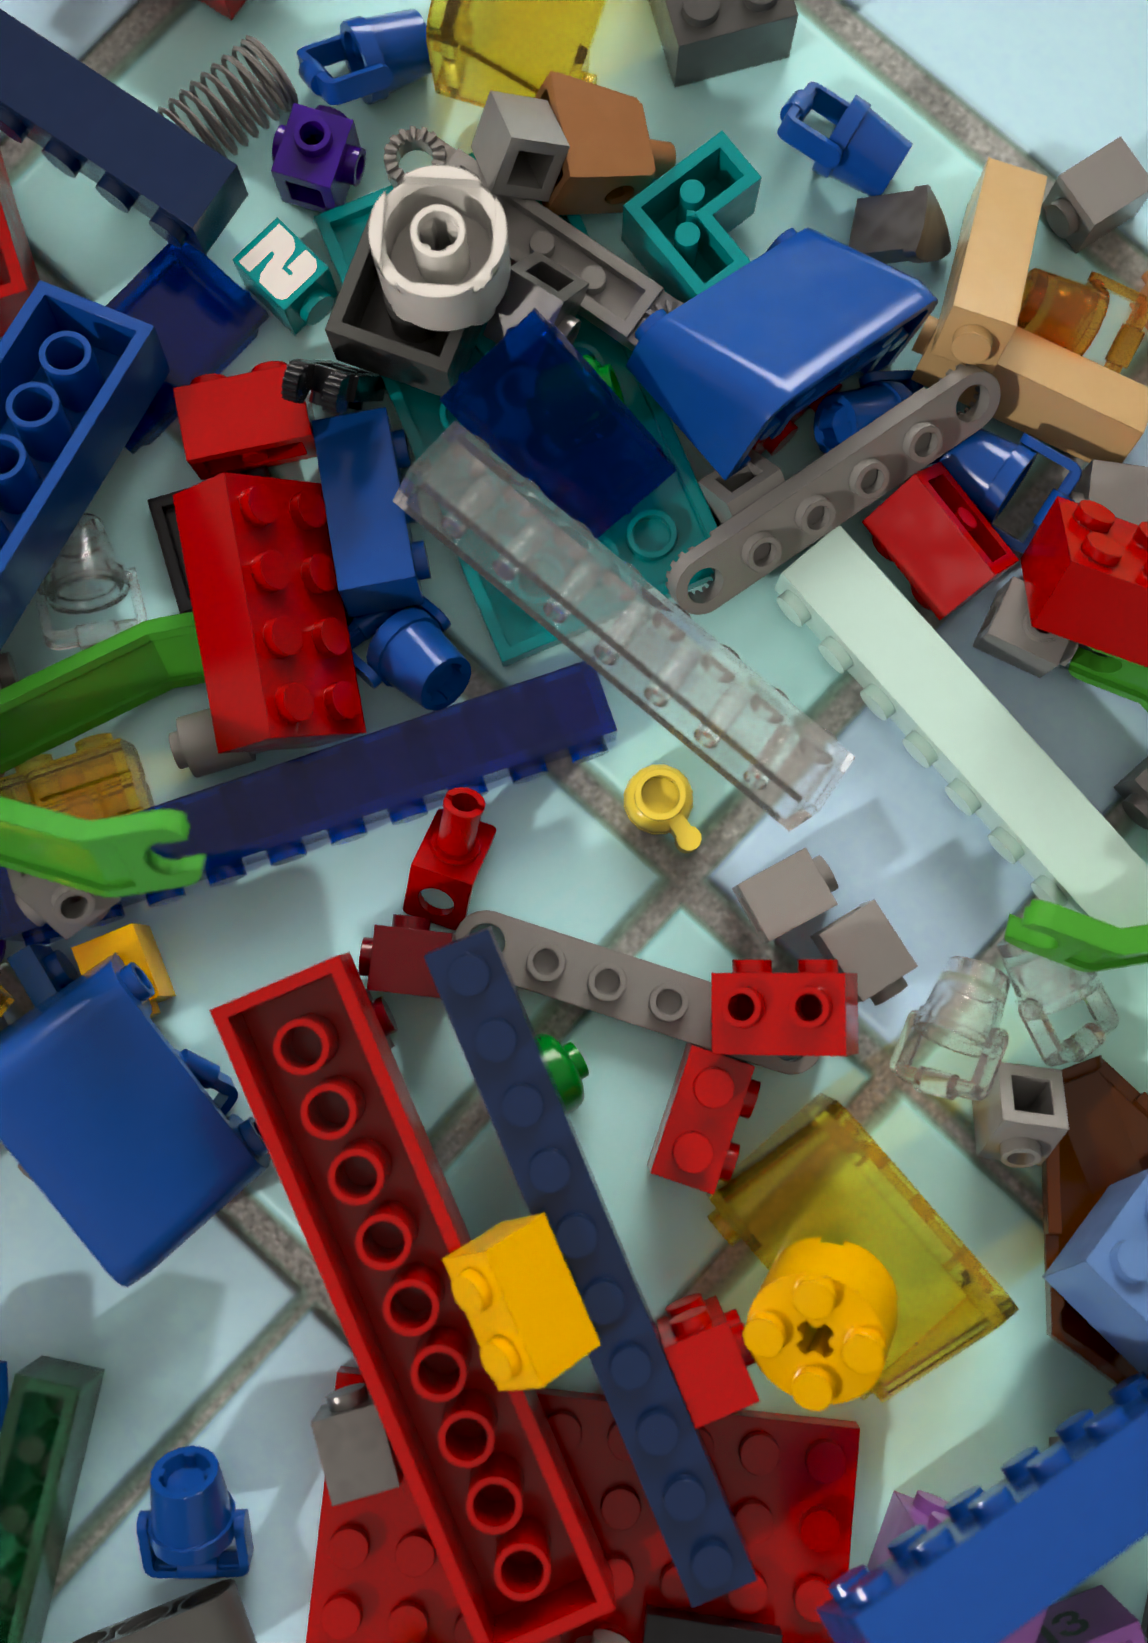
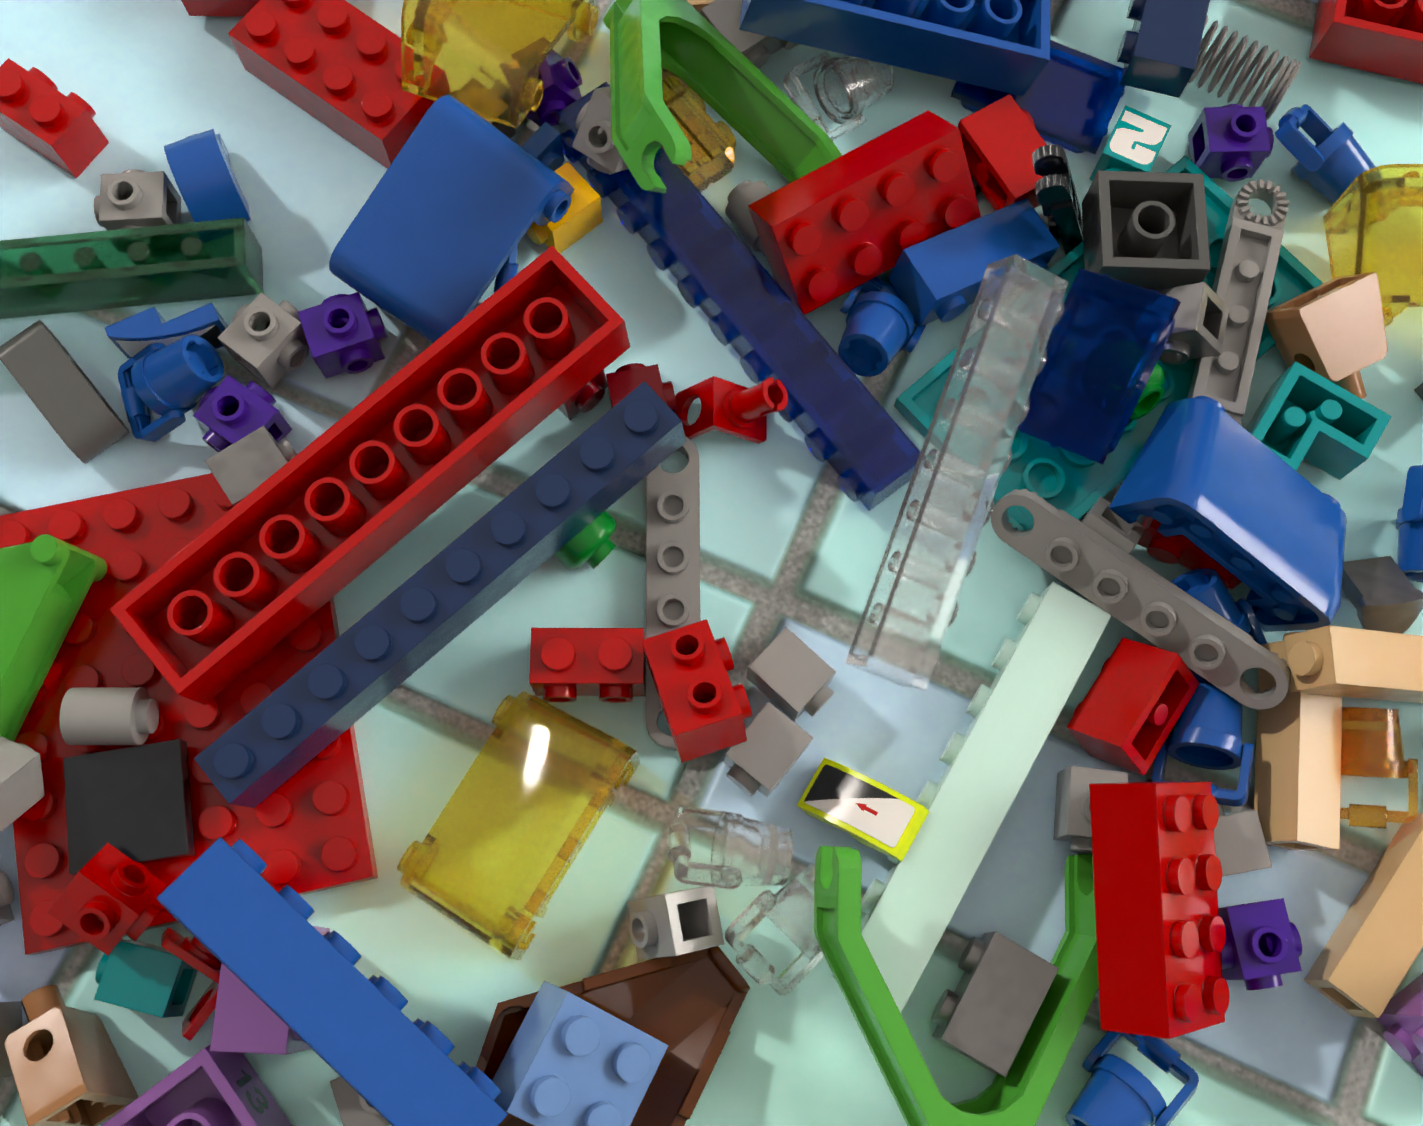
camera: 65 degrees right, 10 degrees down
(117, 1515) = (150, 327): none -> blue slope
(177, 1382) = (266, 339): none -> light grey brick
(203, 1288) = (343, 334): none -> dark purple brick
(270, 1443) = (235, 411): none -> dark purple brick
(433, 212) = (1194, 219): white brick -> none
(519, 146) = (1305, 270): light grey brick -> none
(521, 1303) = (398, 537): yellow brick -> none
(660, 803) = (831, 560): light yellow piece -> none
(707, 1357) = (397, 720): red brick -> none
(823, 1322) = (452, 792): yellow brick -> none
(958, 870) = (863, 809): none -> slope

